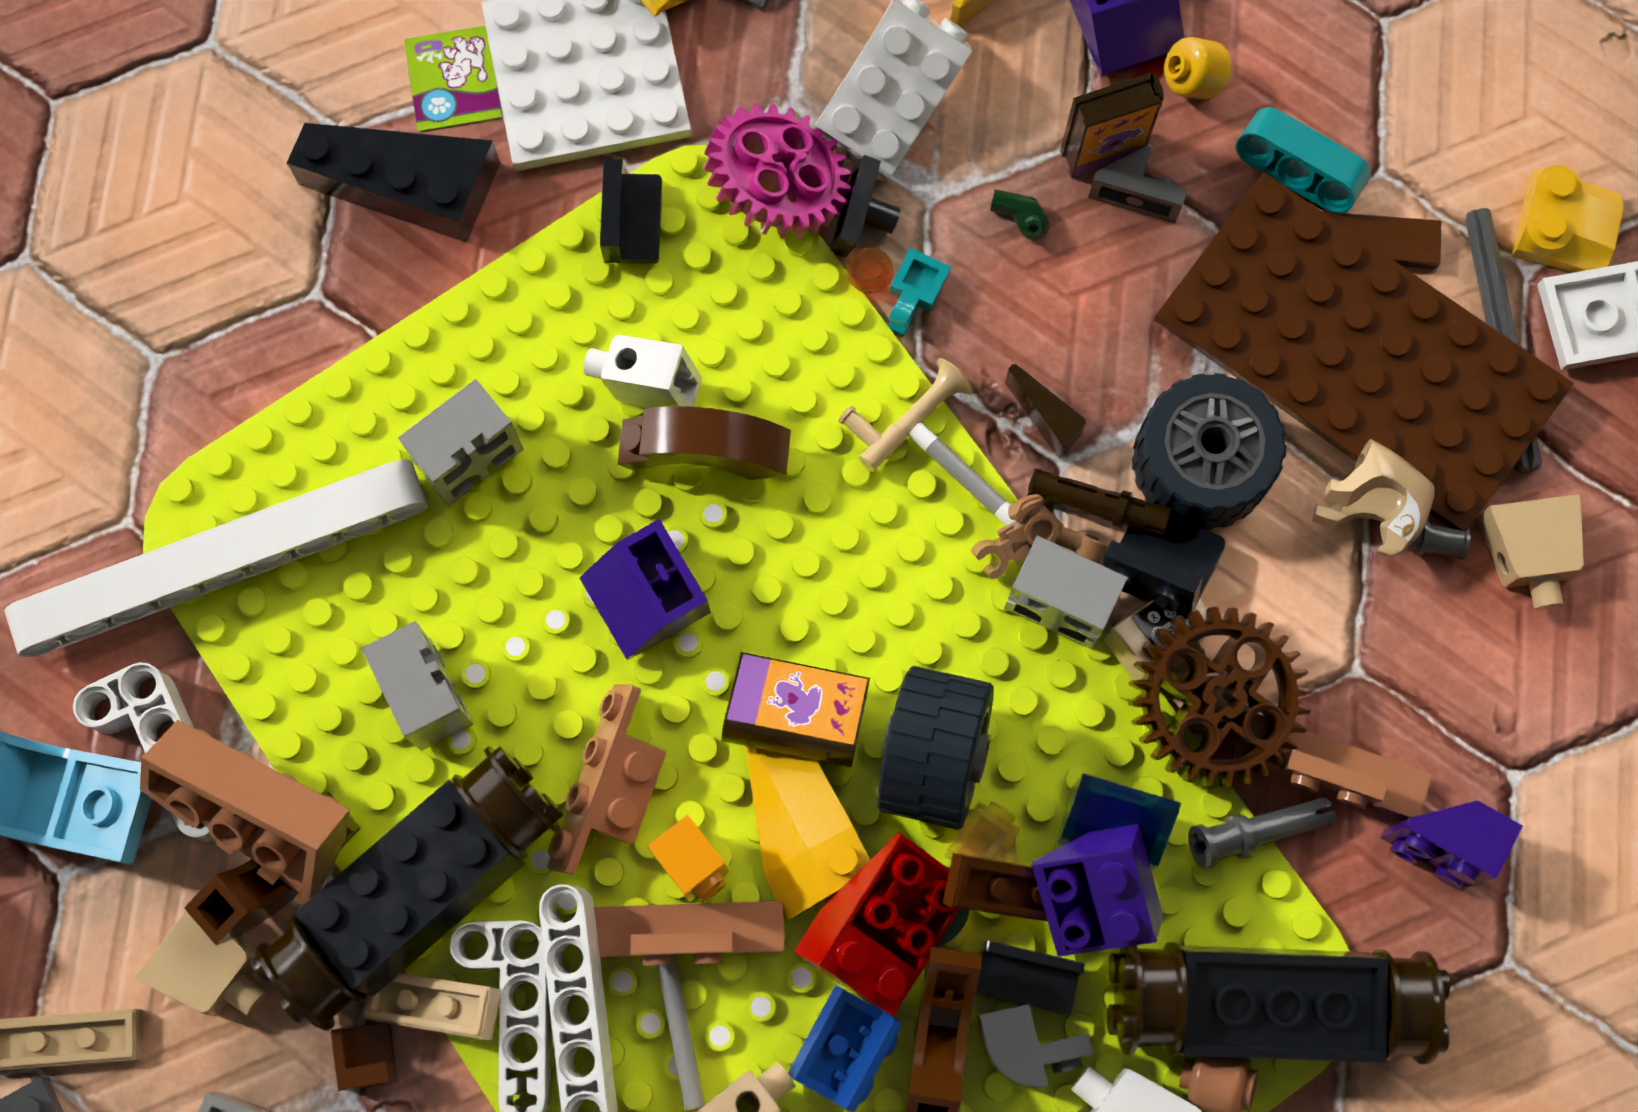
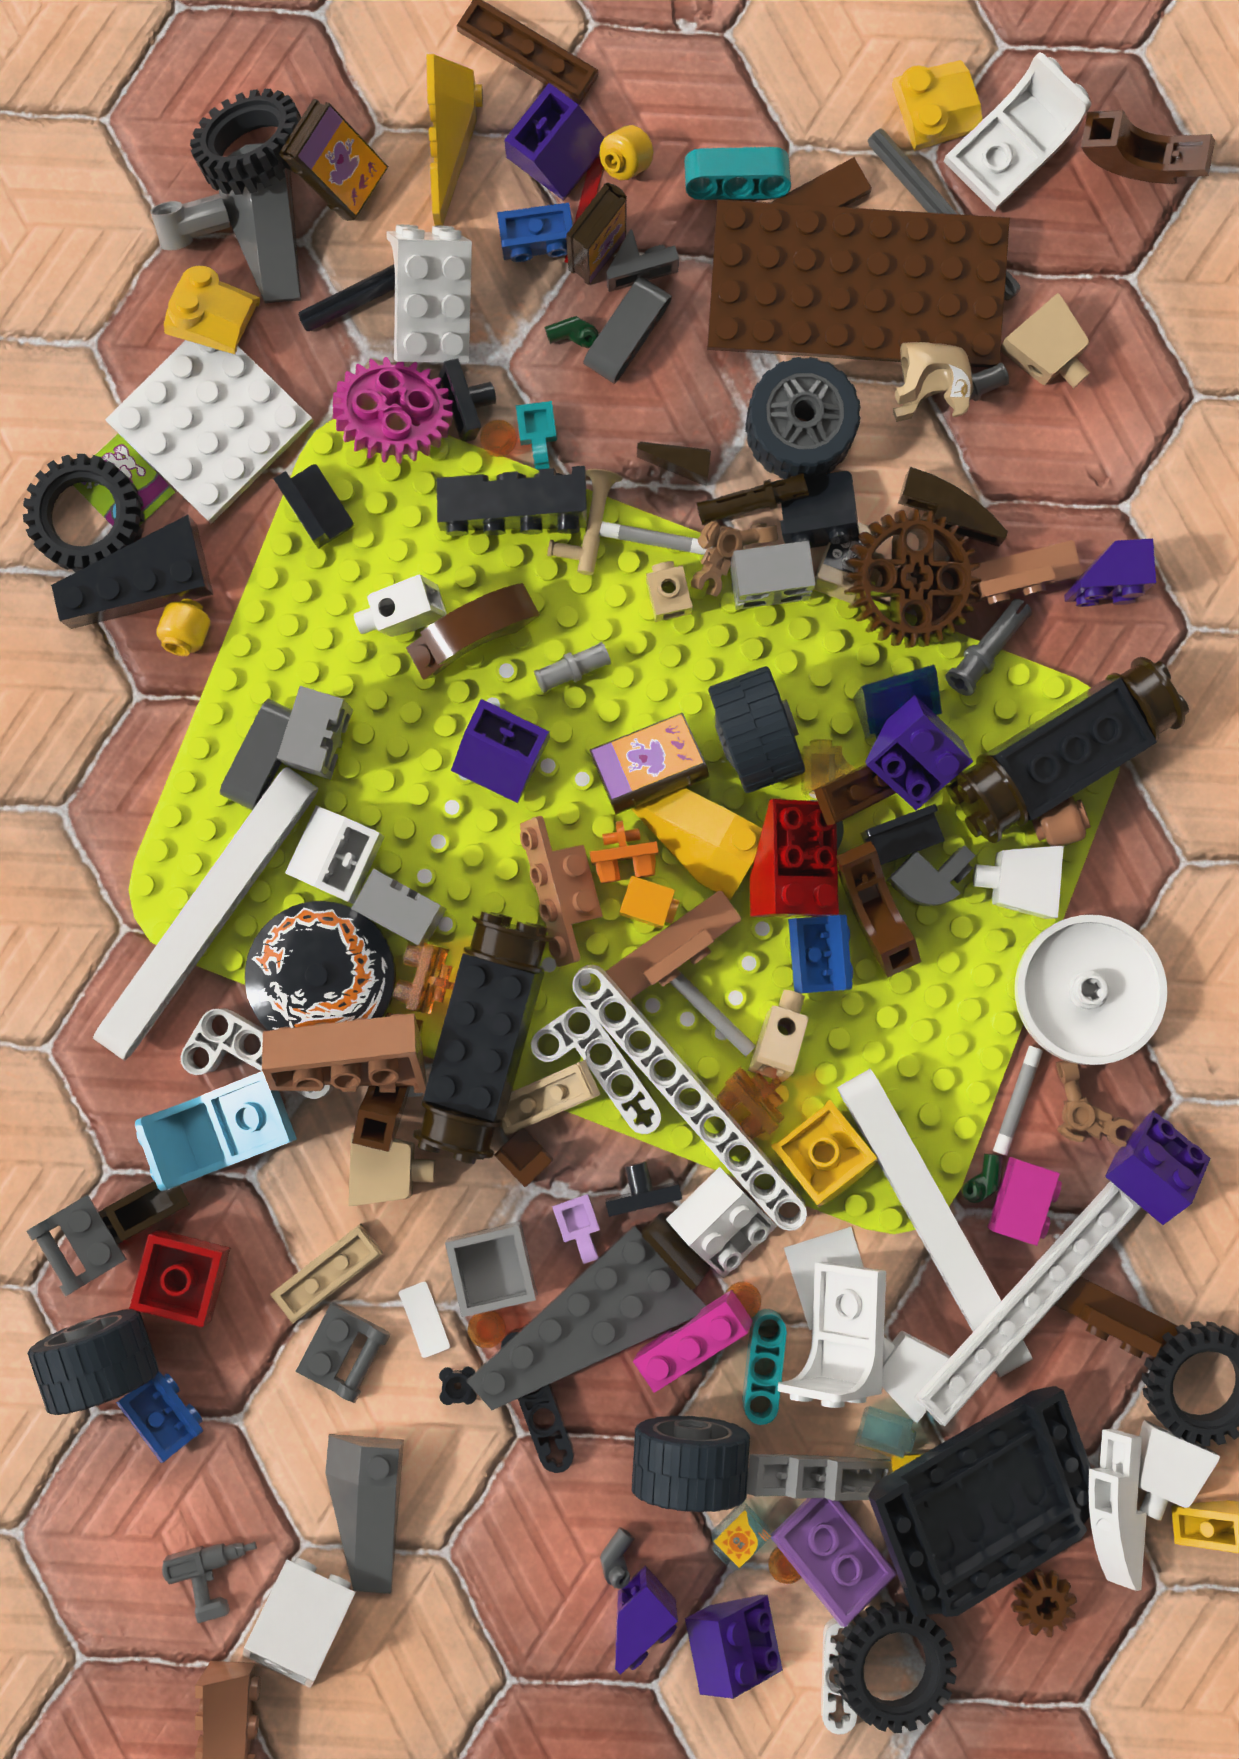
camera: 35 degrees left, 10 degrees up
(292, 697) = (319, 967): none -> dish
(373, 436) = (257, 757): none -> dark grey beam
(389, 30) = (54, 483): none -> black tyre
(394, 584) = (335, 854): none -> white slope
(398, 785) = (429, 981): none -> clear orange hips
(409, 252) = (183, 627): none -> yellow head
(680, 785) = (641, 854): none -> orange hips
(784, 553) = (572, 667): none -> light grey pin
(806, 37) = (348, 299): none -> black axle
(839, 342) = (513, 503): none -> black wedge
(939, 556) = (673, 604): none -> tan brick
(1045, 86) = (534, 231): none -> blue bracket
(1080, 245) = (627, 329): none -> dark grey beam
(1321, 653) = (934, 494): none -> dark brown slope

